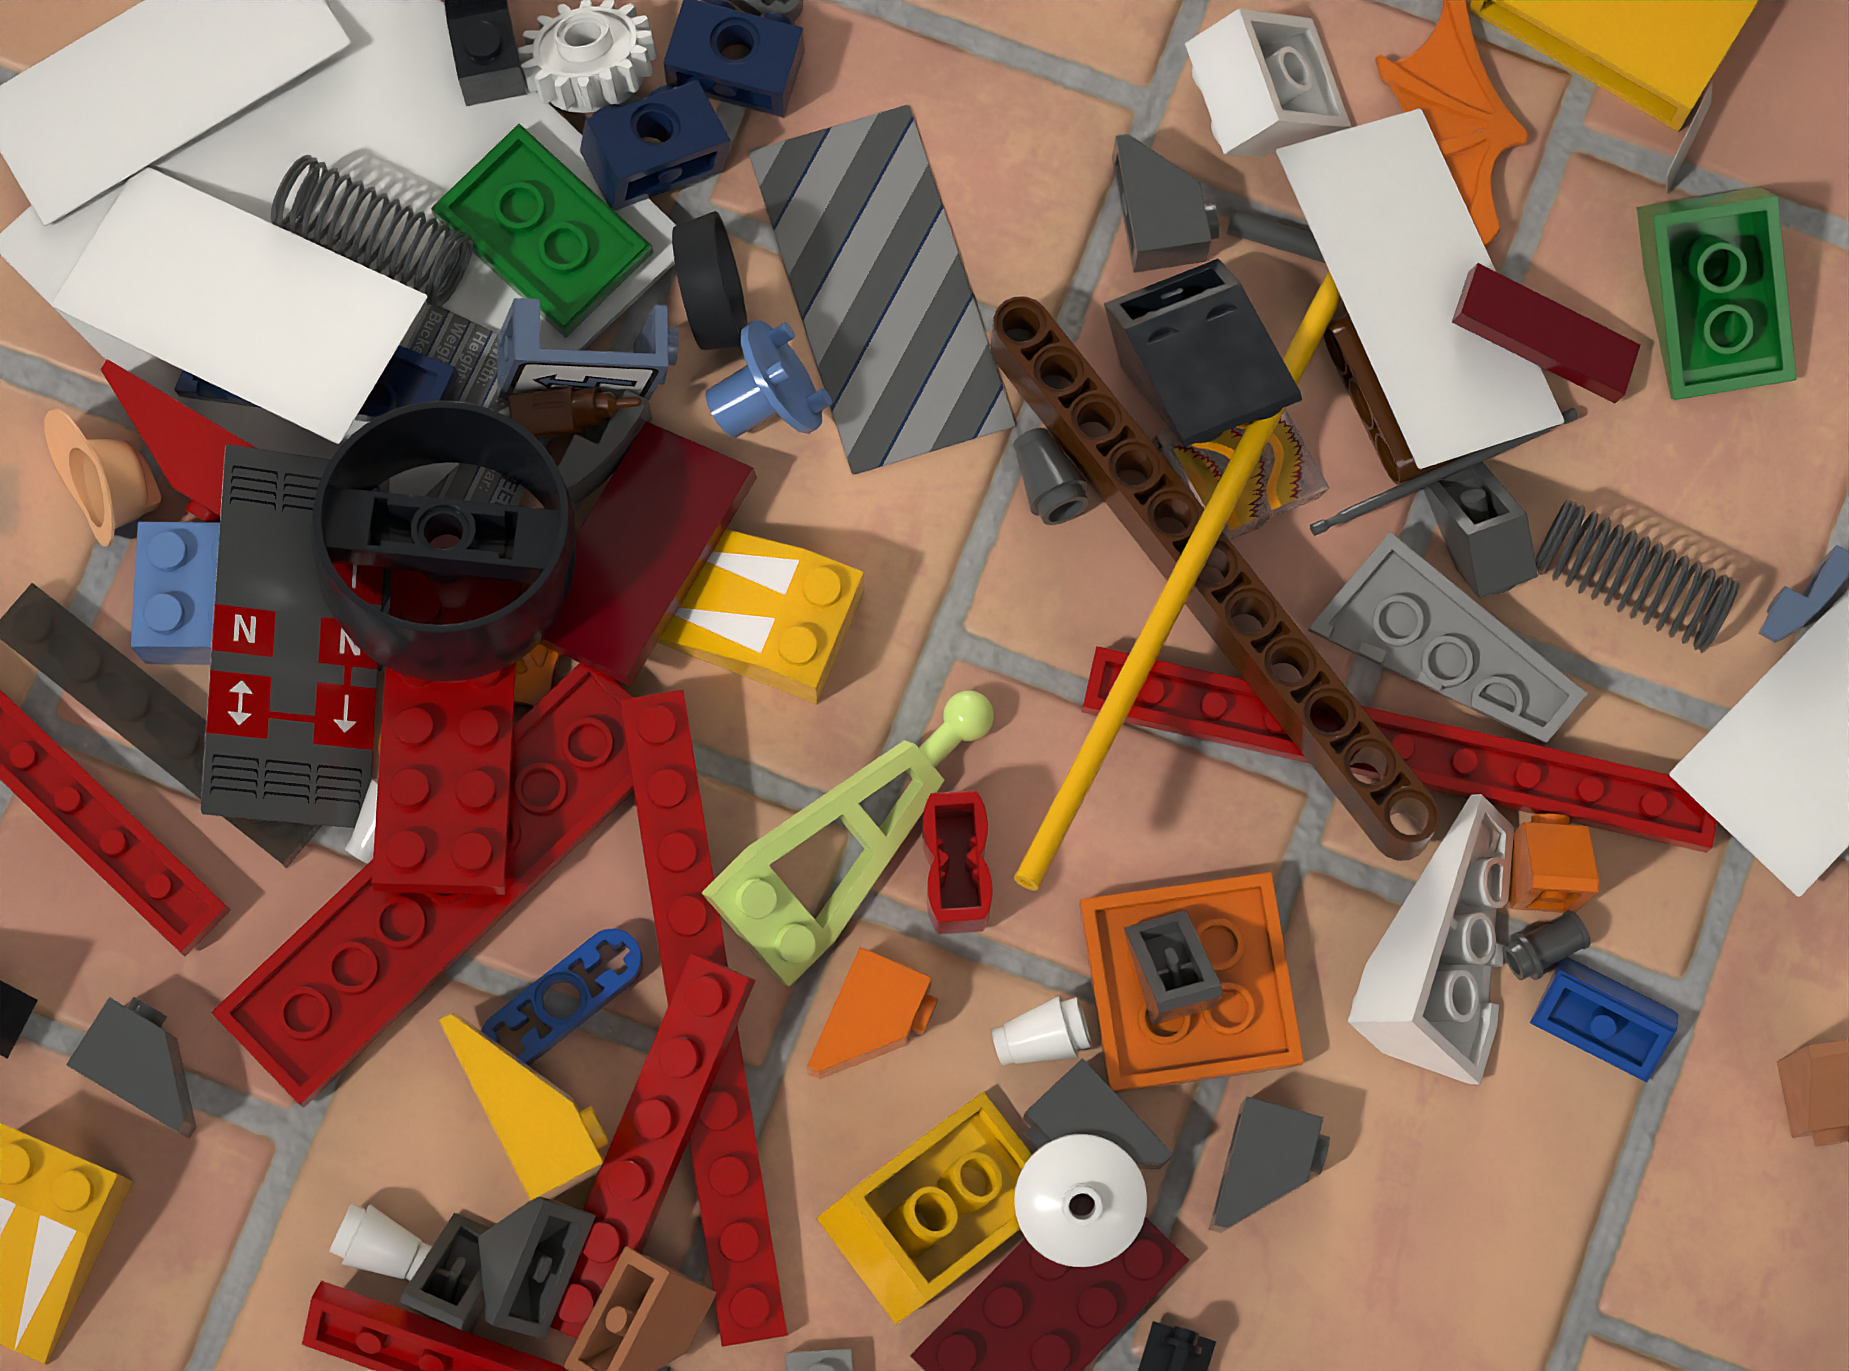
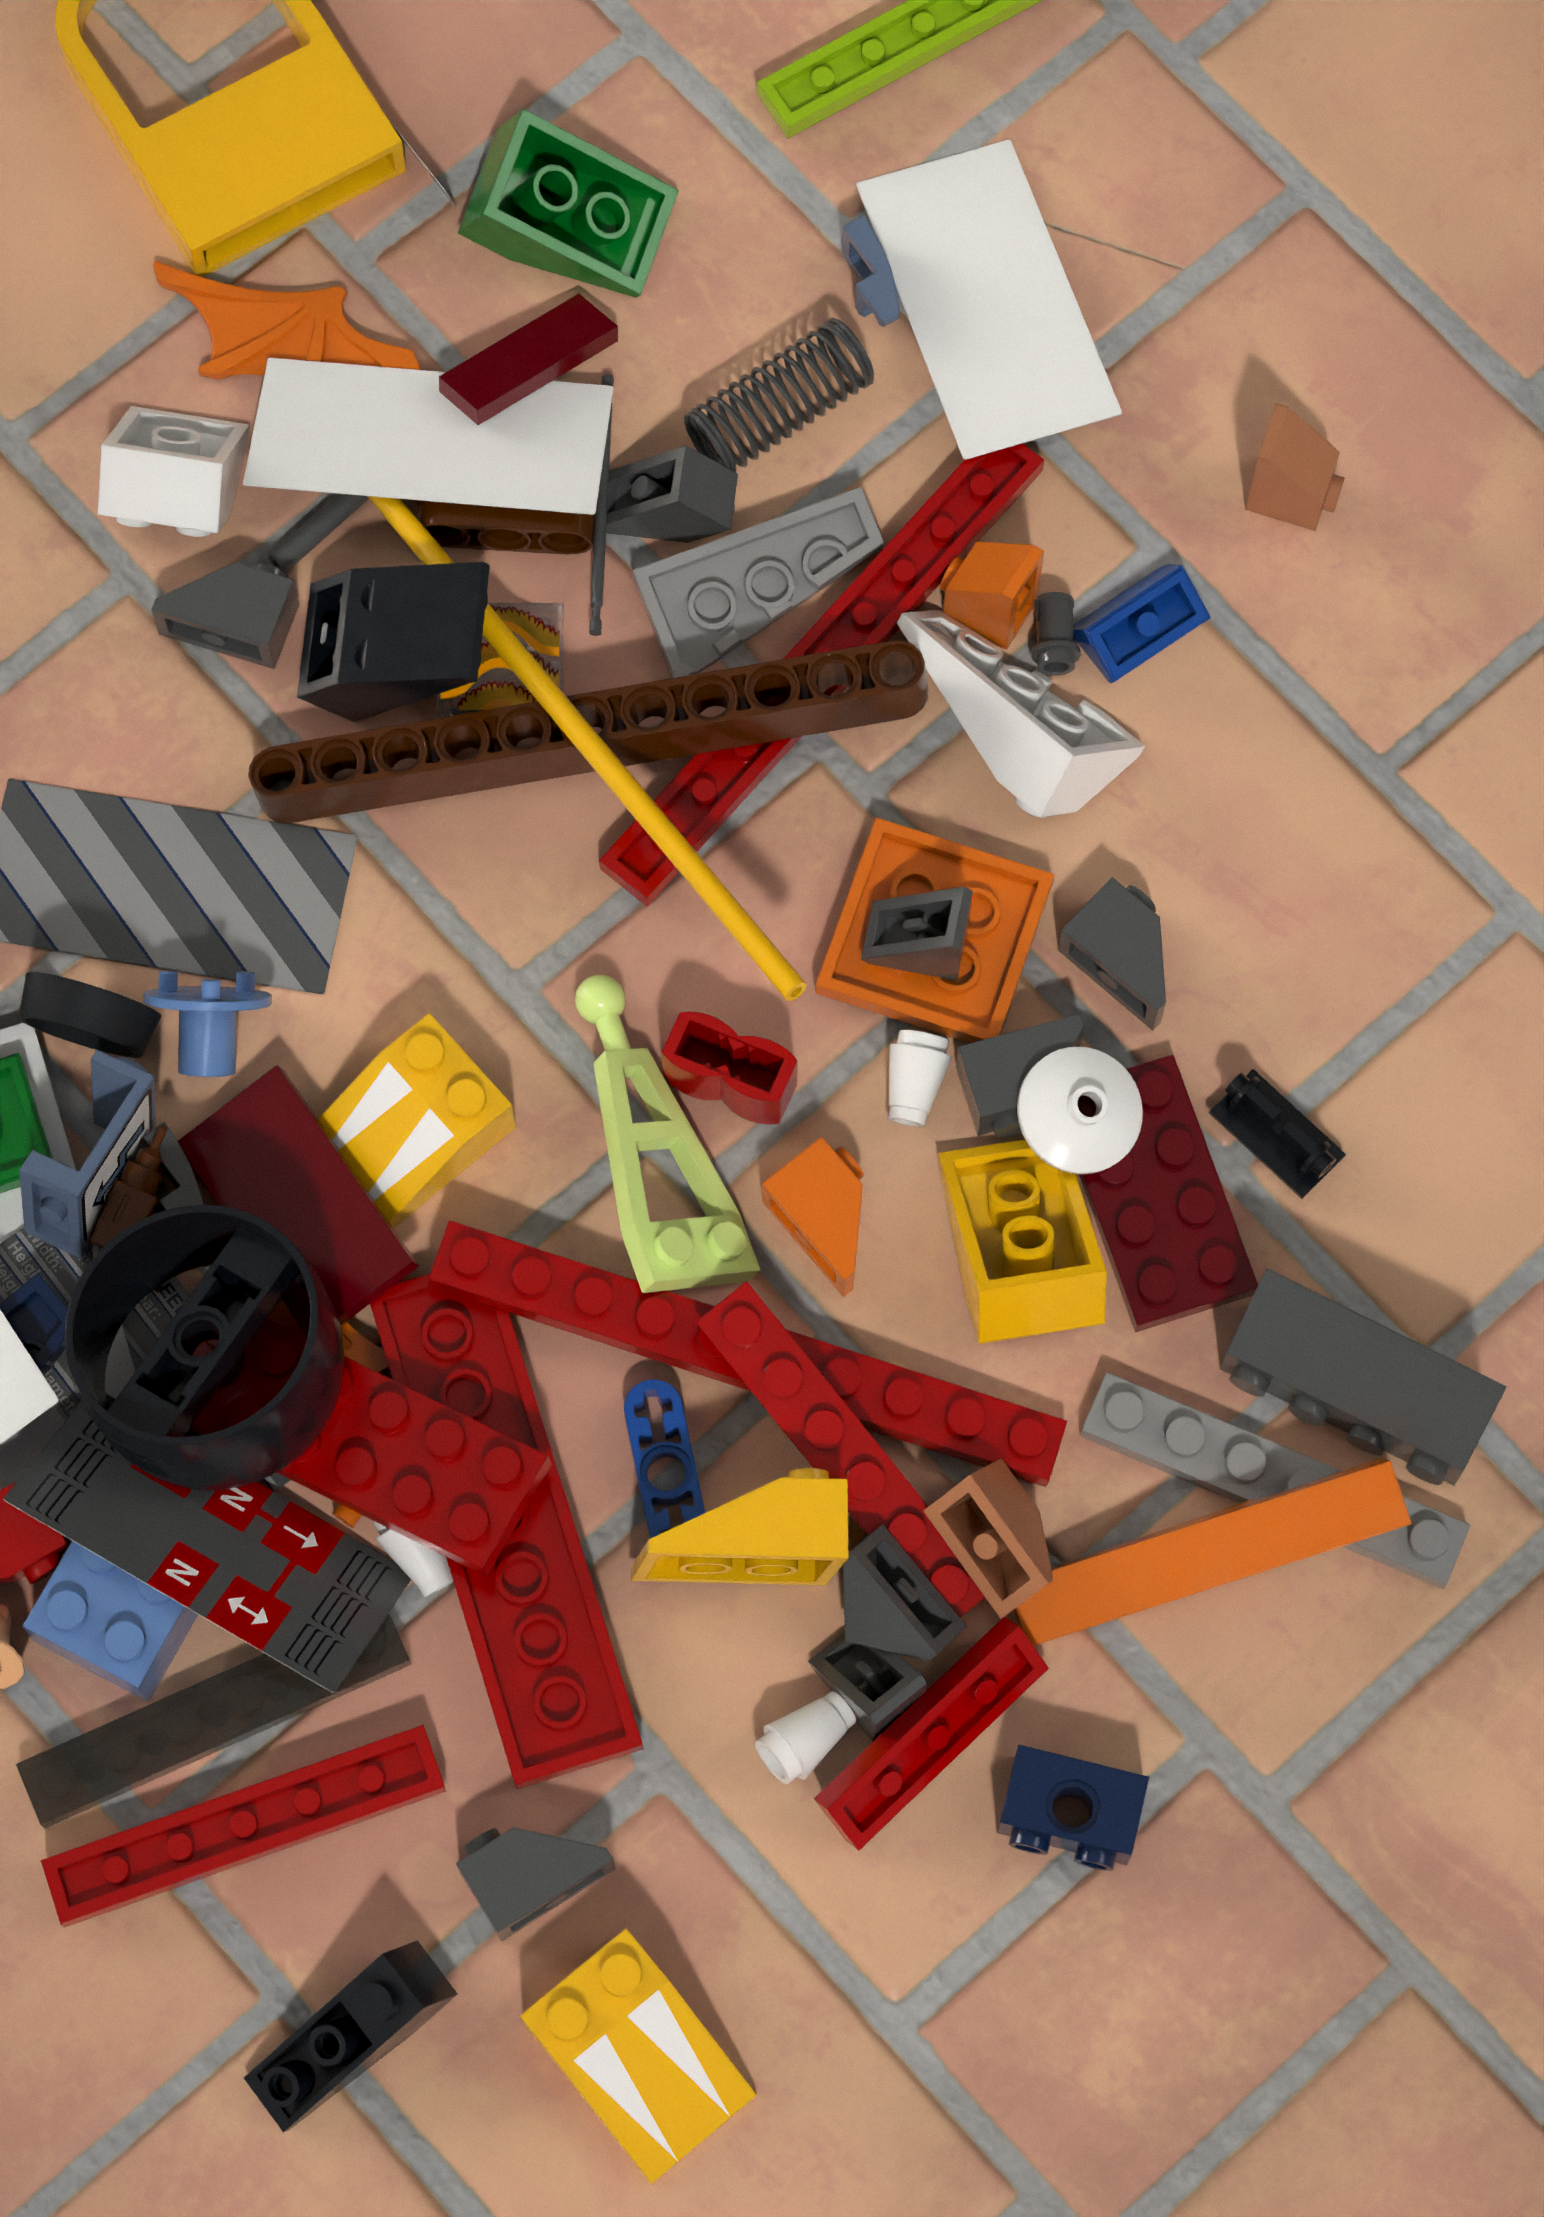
camera: 60 degrees left, 5 degrees down
(1050, 479) = (424, 826): dark grey cone -> none

